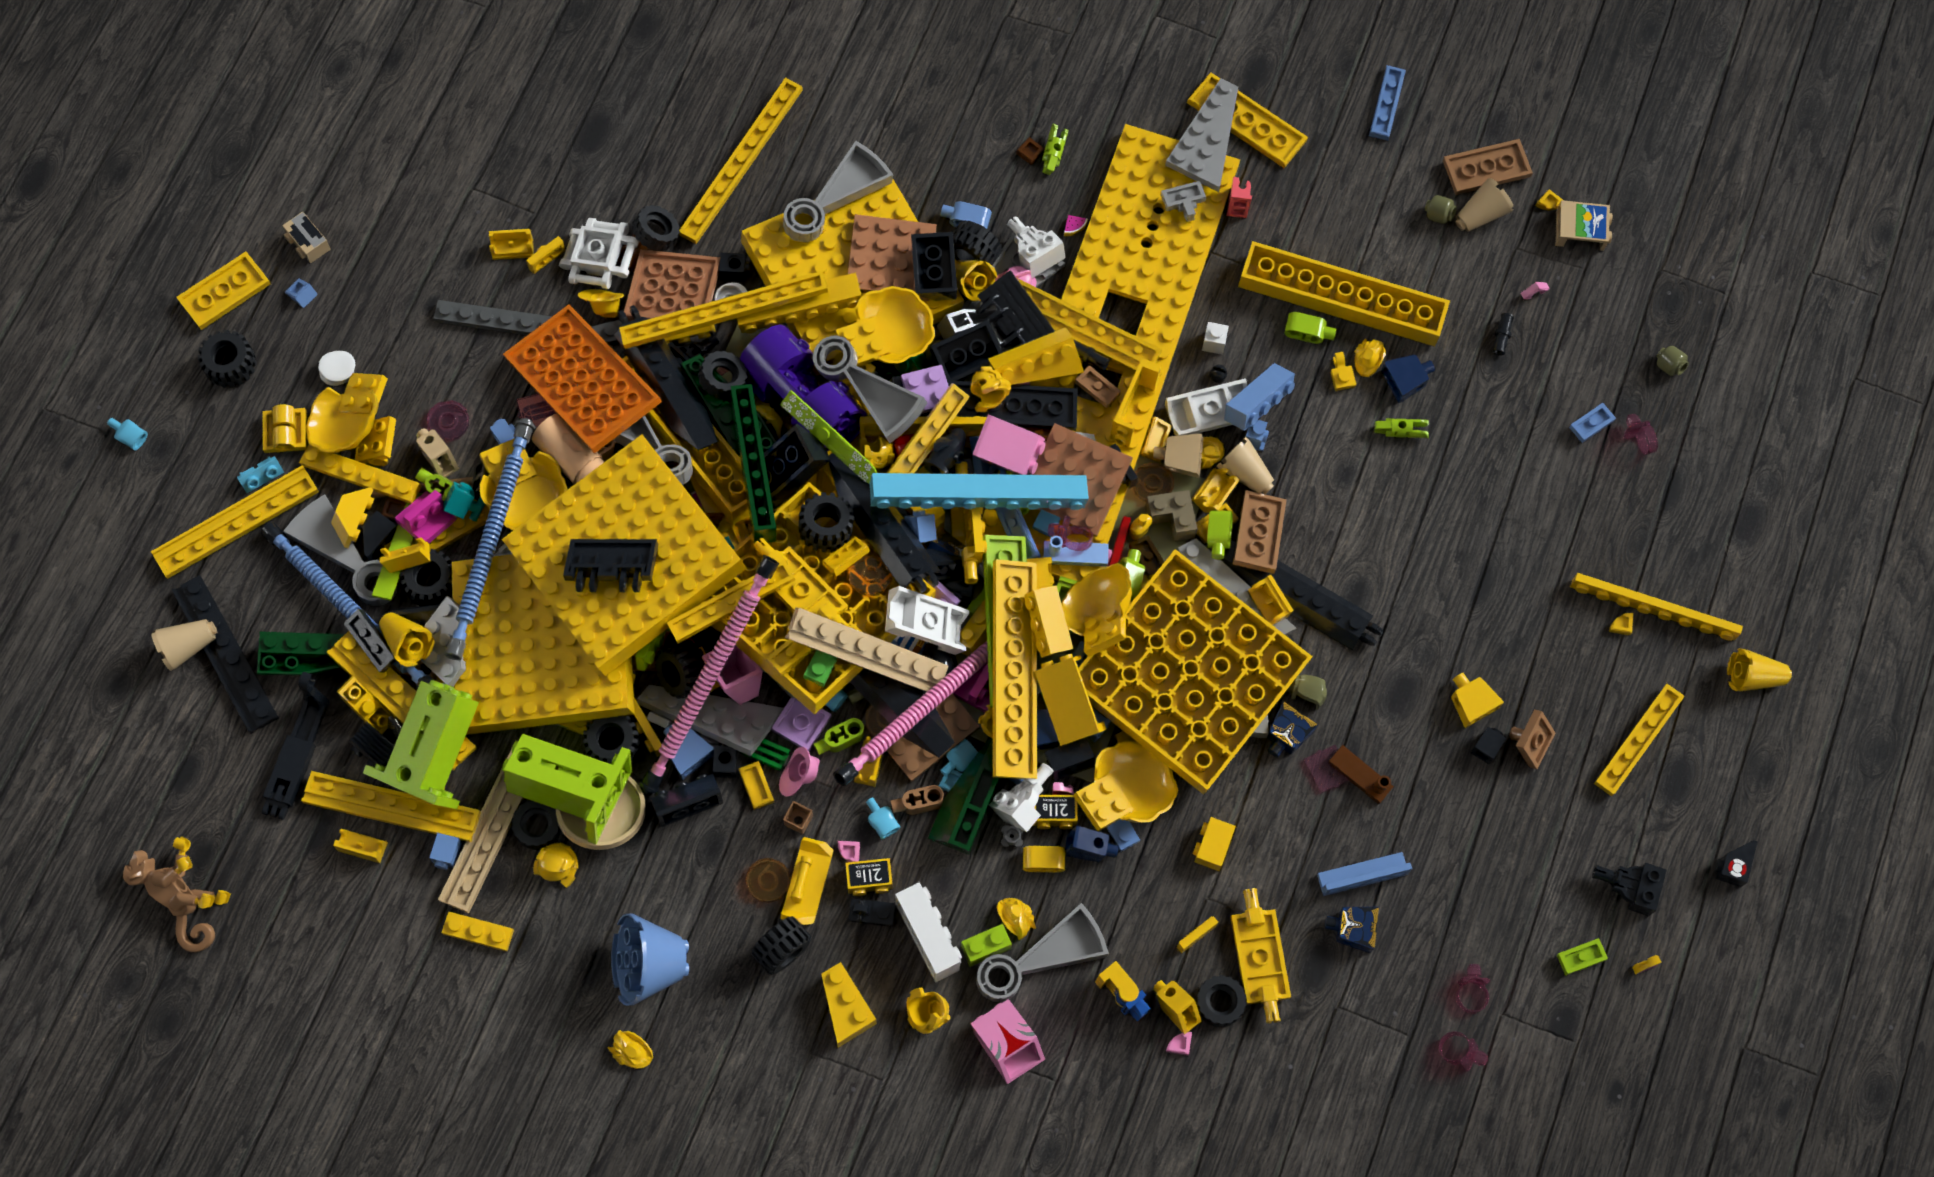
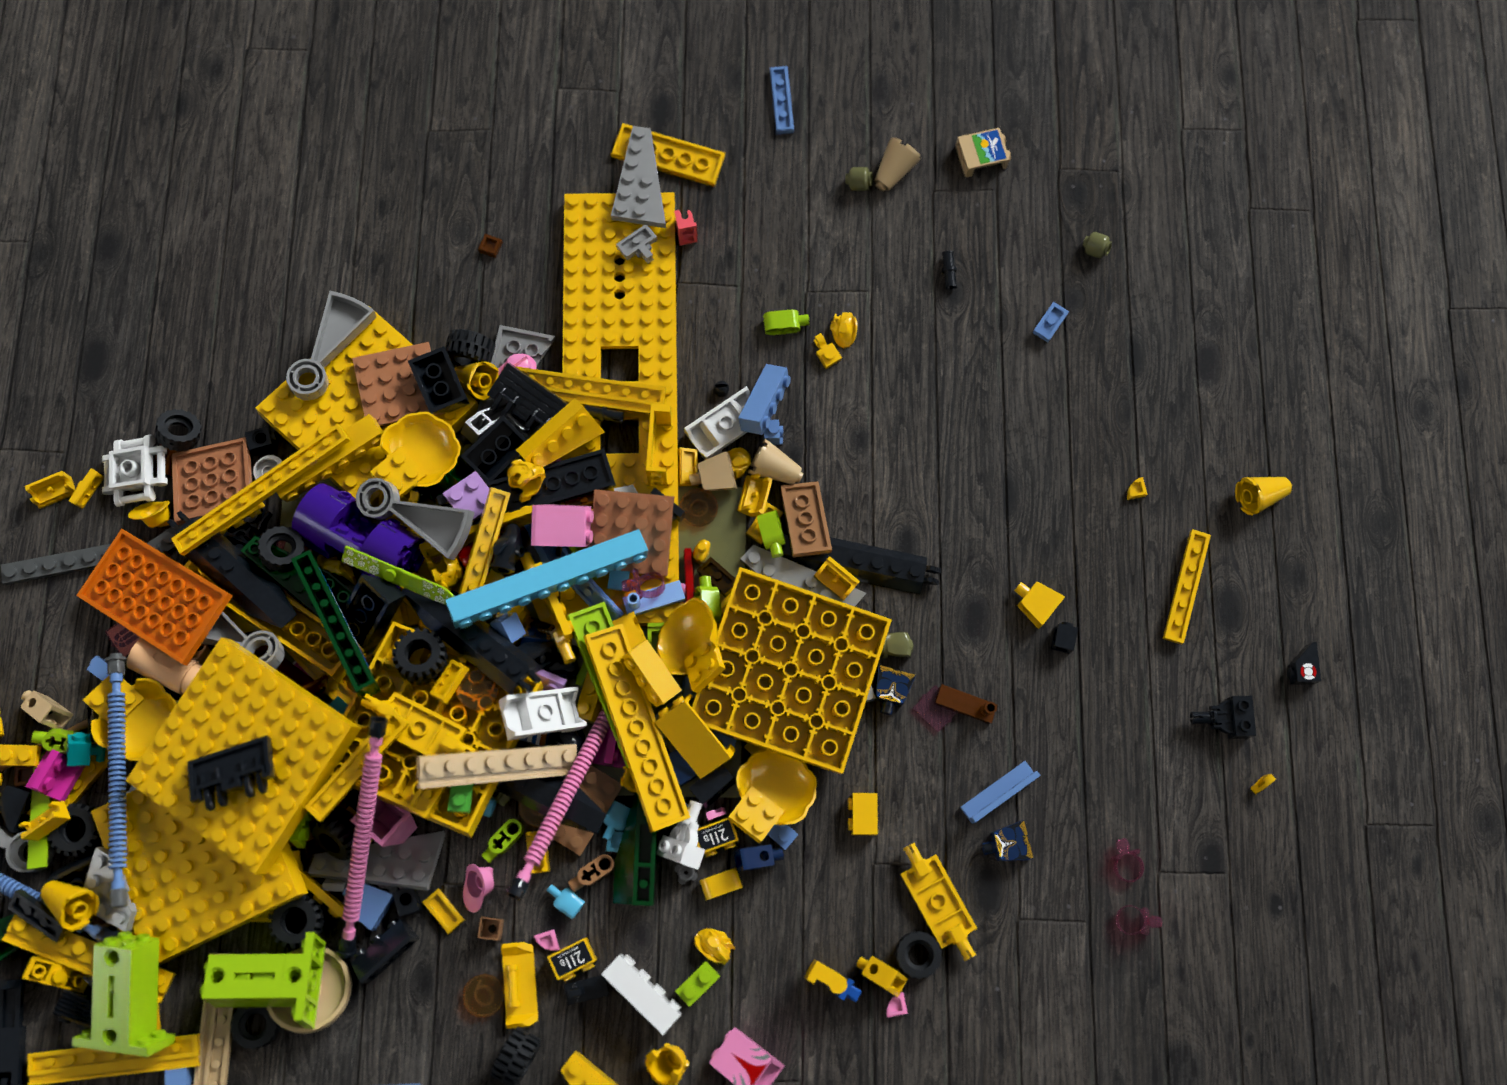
camera: 20 degrees left, 5 degrees up
(448, 420) = (48, 673): clear pink tile -> none
(556, 863) = (286, 1054): yellow helmet -> none
(740, 161) = (235, 342): yellow plate -> none
(778, 766) = (448, 877): green tile -> none
(800, 724) = (463, 847): lavender plate -> none
(968, 212) = (454, 320): medium blue piece -> none
(1036, 248) = (524, 332): white brick -> none
(1054, 149) = (510, 237): lime hinge -> none
(1068, 943) = (770, 951): light grey piece -> none
(1074, 225) = (551, 299): dark pink tile -> none
(1098, 387) = (621, 440): medium nougat plate -> none
(1177, 510) = (728, 525): dark tan brick -> none
(1197, 934) = (877, 902): yellow tile -> none
(1215, 338) = (707, 358): white brick -> none
(1344, 293) = (804, 281): yellow brick -> none
(1392, 428) = (885, 386): lime hinge -> none
(1406, 376) = (881, 335): dark blue torso -> none
(1501, 162) = (892, 121): medium nougat plate -> none
(1534, 739) = (1100, 620): medium nougat tile -> none
(1540, 287) = (967, 218): bright pink tile -> none
(1549, 201) = (947, 140): yellow tile -> none
(1582, 956) = (1207, 797): lime plate -> none
(1639, 429) = (1091, 315): clear pink piece -> none
(1661, 608) = (1152, 465): yellow plate -> none

